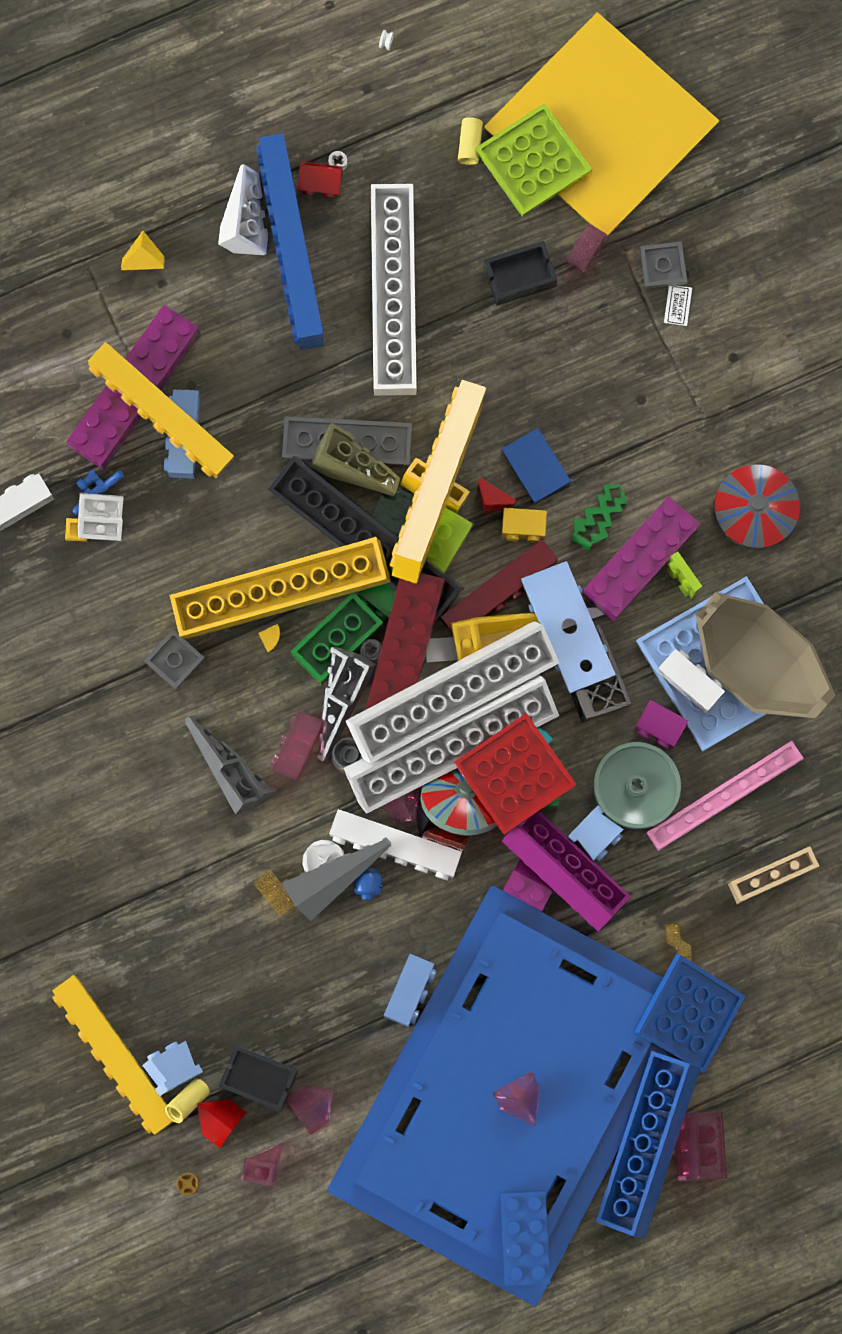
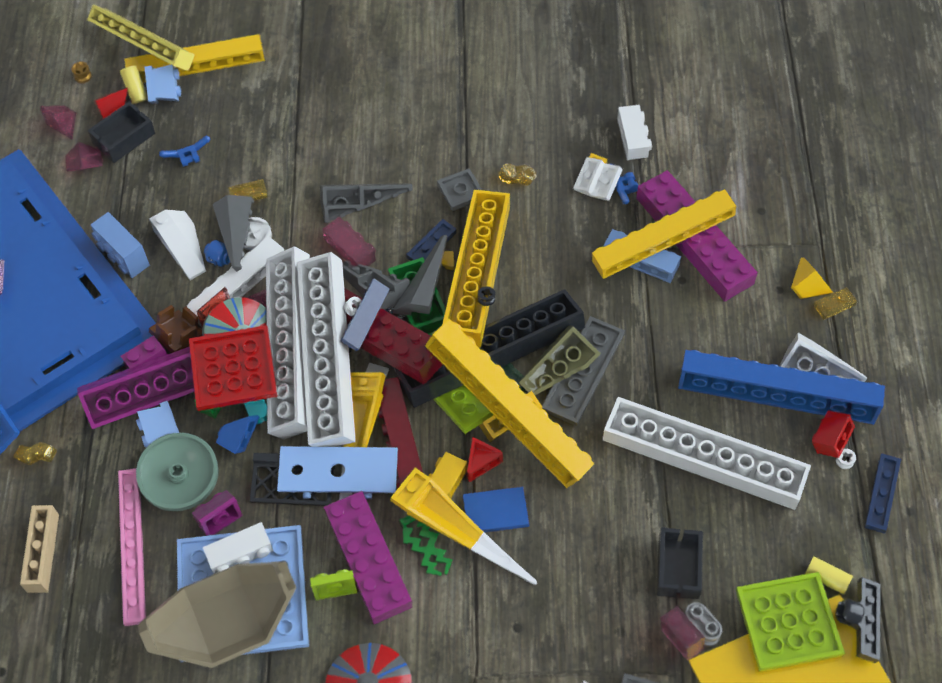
camera: 115 degrees right, 20 degrees down
(121, 1126) = (141, 37): none -> light yellow brick
(127, 597) = (517, 174): none -> clear yellow piece
(158, 223) = (835, 303): none -> clear yellow plate
(242, 992) = (181, 153): none -> blue piece
(258, 660) = (427, 243): none -> dark blue plate
(333, 554) = (486, 301): none -> black bush
(342, 629) = (420, 292): none -> dark grey wedge
(361, 117) = (882, 493): none -> dark blue plate
(366, 936) = (180, 239): none -> white wedge
(393, 678) = (348, 305): none -> white bush
(399, 666) = (365, 315): none -> tile
(481, 874) = (175, 328): none -> reddish brown panel
(501, 97) = (864, 618): none -> black plate
(567, 519) = (432, 506): none -> yellow plate
(569, 234) = (705, 623): none -> light grey brick
(571, 747) = (237, 434): none -> blue slope

